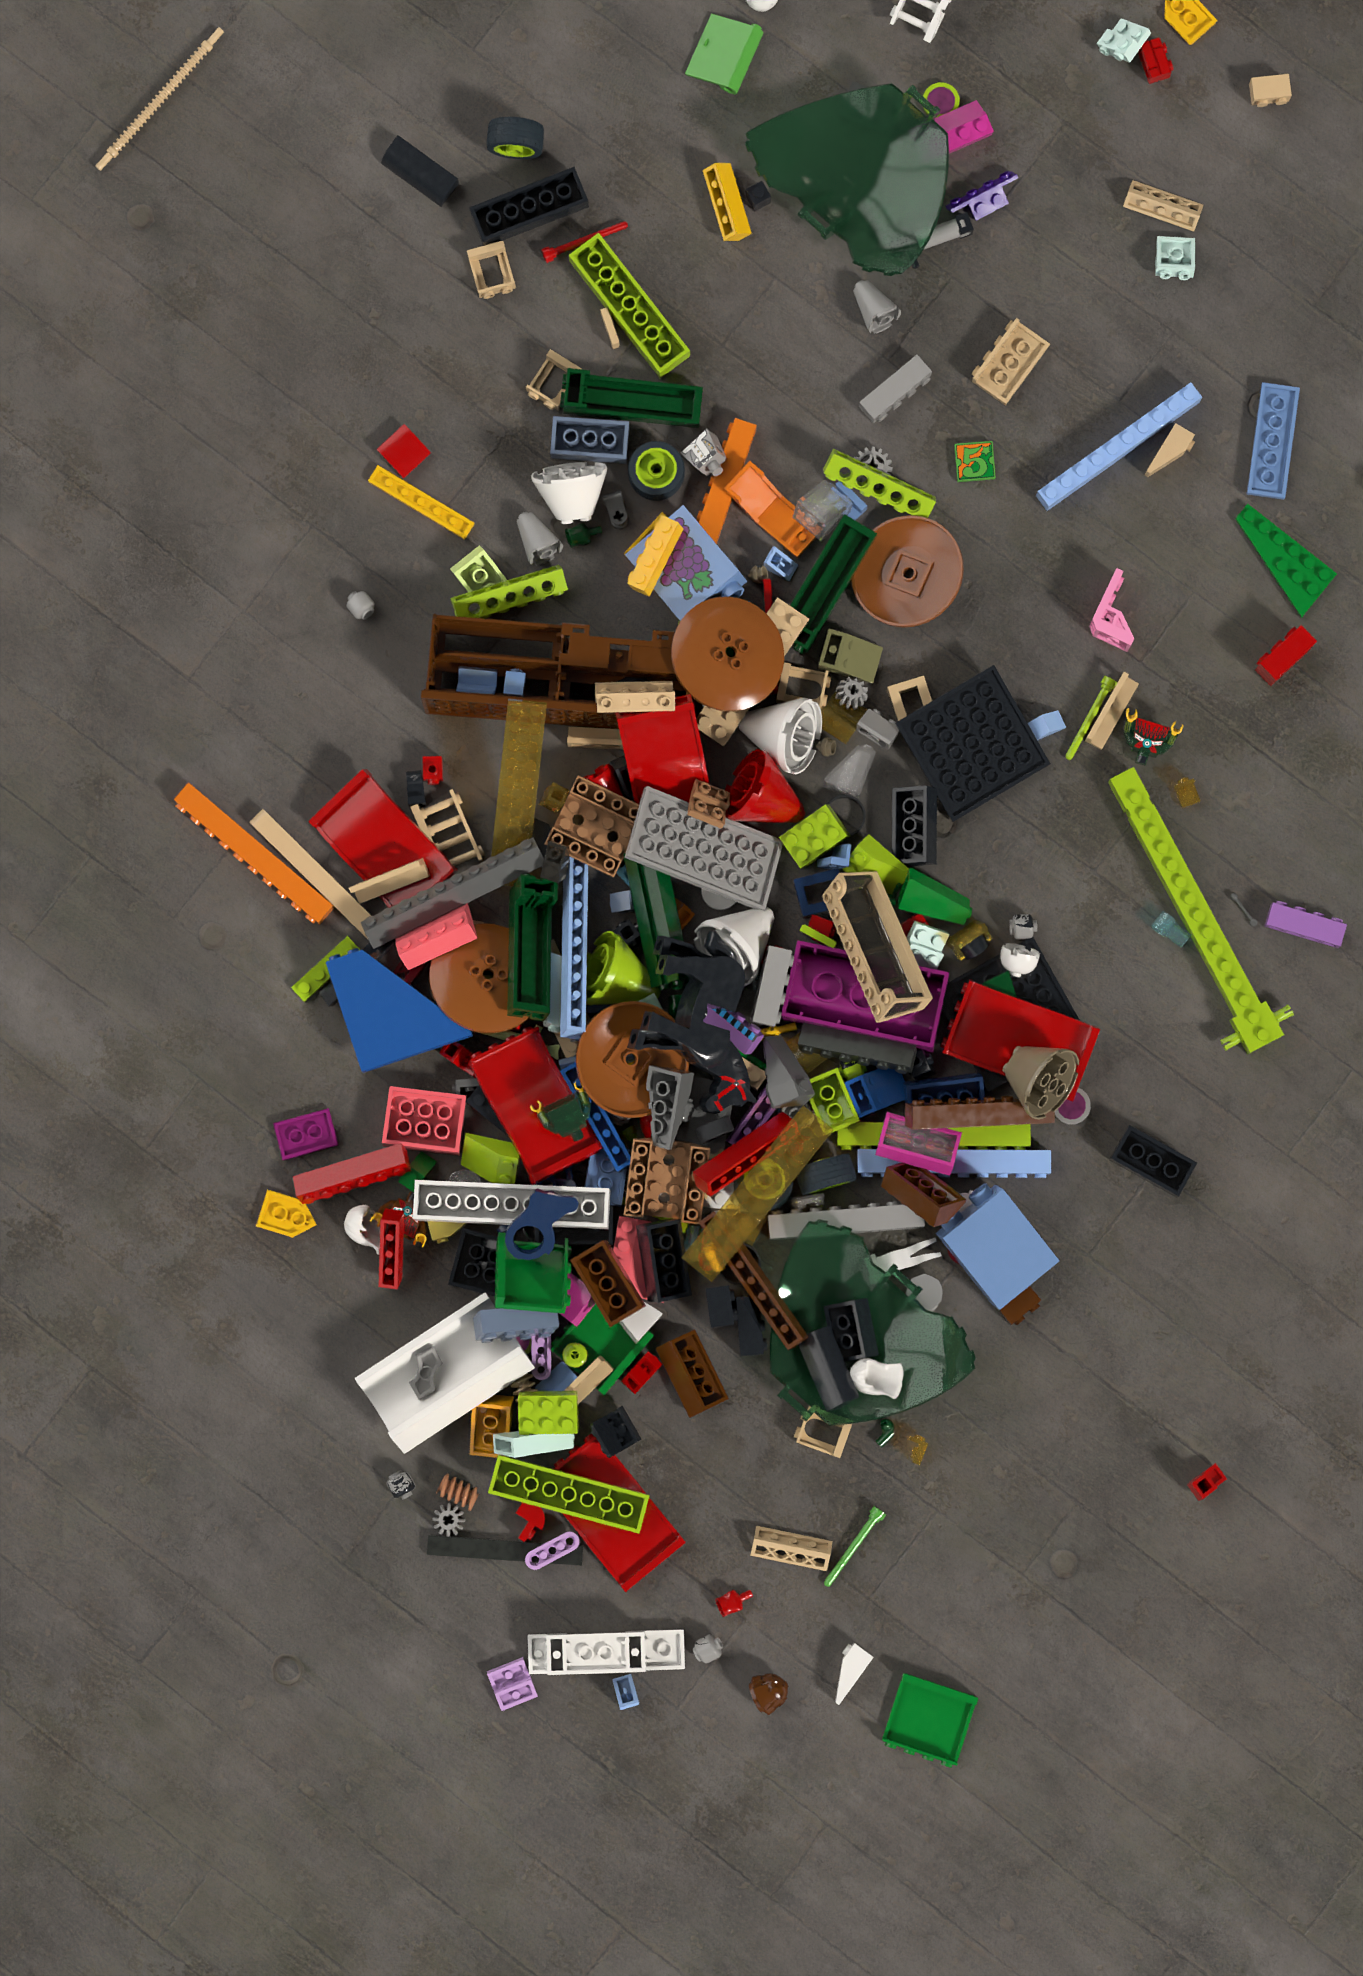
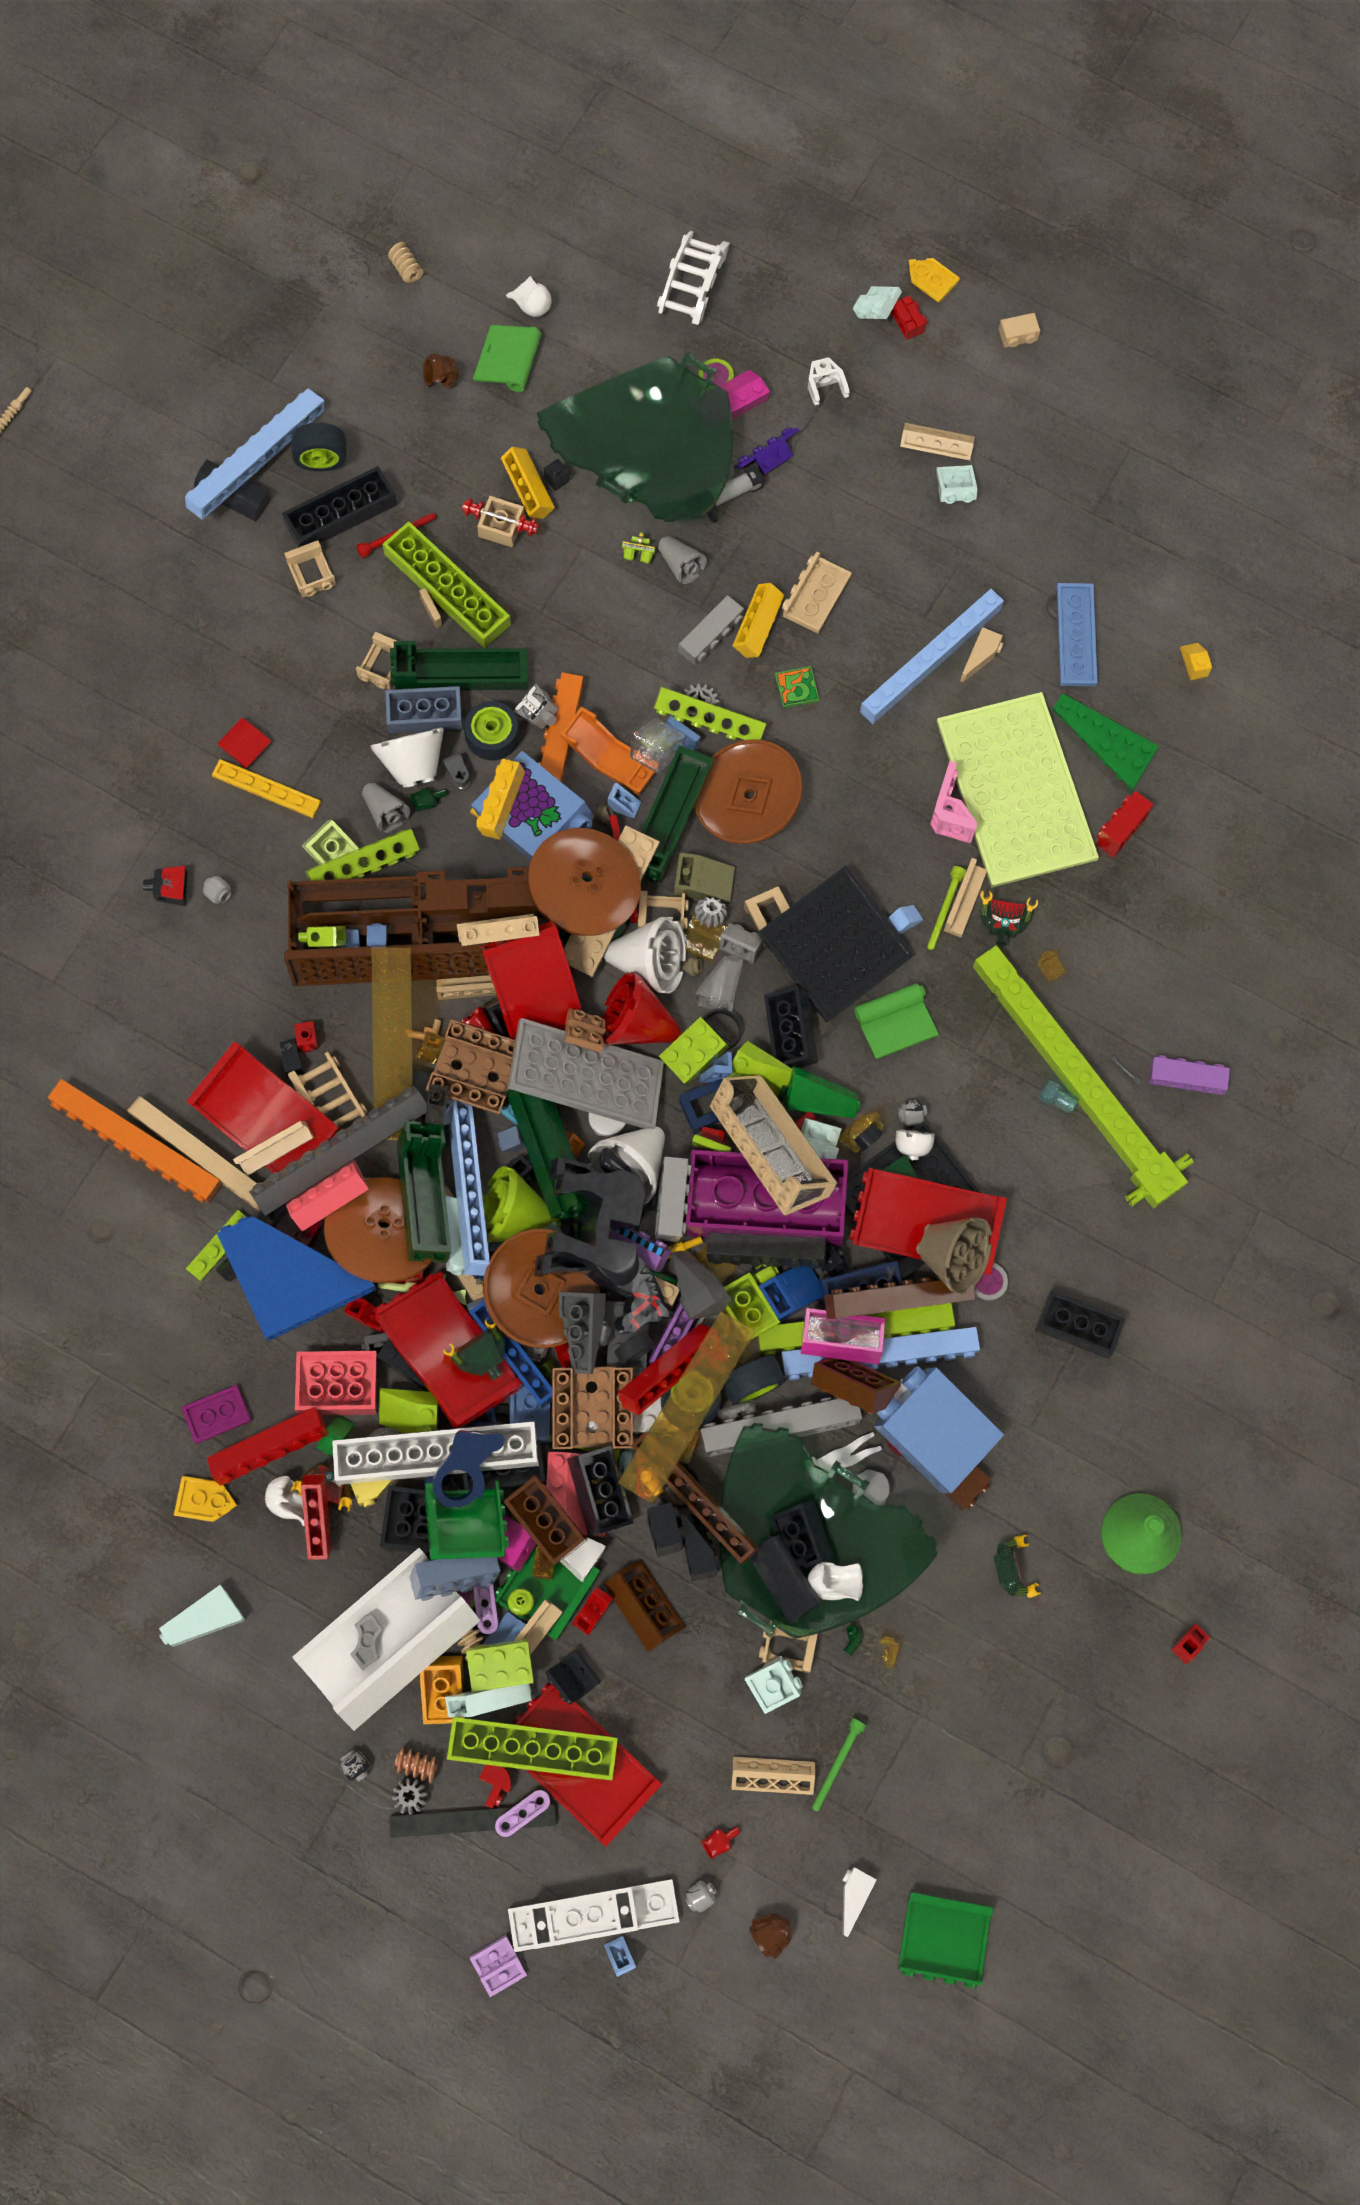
camera: 15 degrees left, 10 degrees down
(276, 1326) = (202, 1618): none -> light aqua slope
(313, 593) = (168, 885): none -> torso
(448, 136) = (253, 454): none -> light blue brick
(462, 676) = (328, 936): none -> lime torso
(554, 778) = (436, 1027): none -> tan hose
(599, 1325) = (542, 1566): none -> clear orange slope
(651, 64) = (440, 369): none -> reddish brown helmet
(693, 241) = (500, 520): none -> tan brick
(804, 1464) = (774, 1684): none -> light aqua plate
(824, 288) = (646, 551): none -> lime hips
(955, 368) = (758, 620): none -> yellow brick
(1021, 830) = (895, 1021): none -> bright green door
(1044, 1387) = (1009, 1569): none -> clear green torso
(1048, 118) = (832, 374): none -> white piece
(1178, 1370) = (1141, 1533): none -> bright green cone
(1183, 601) = (1017, 789): none -> yellowish green plate

